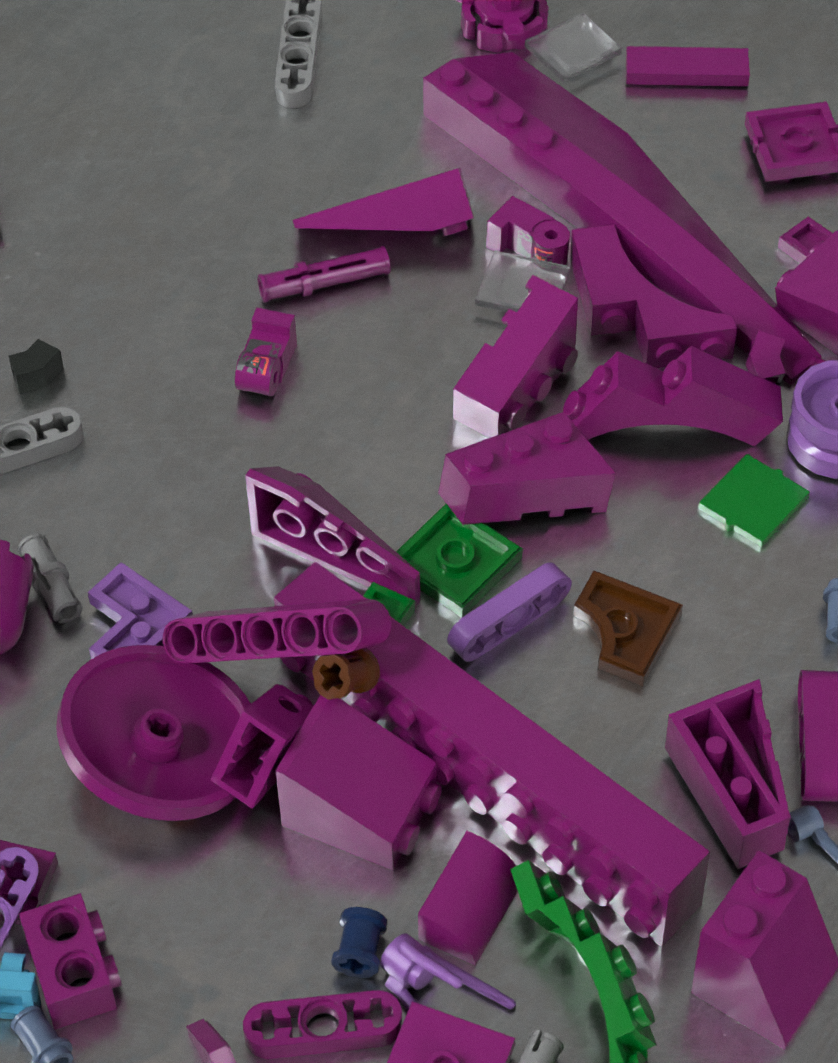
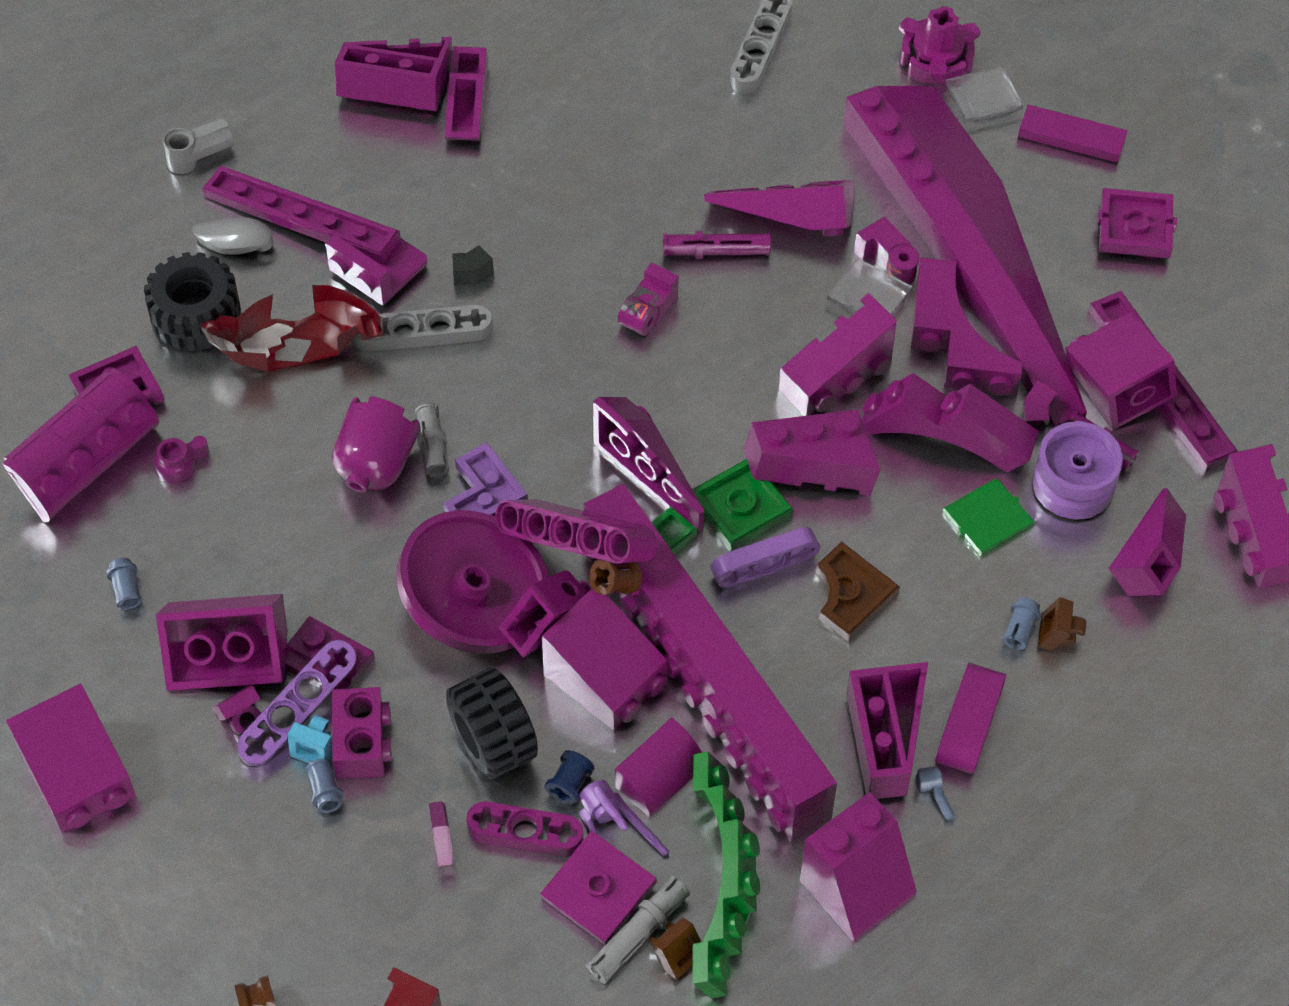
camera: 15 degrees right, 5 degrees up
(242, 898) = (492, 722): none -> black tyre

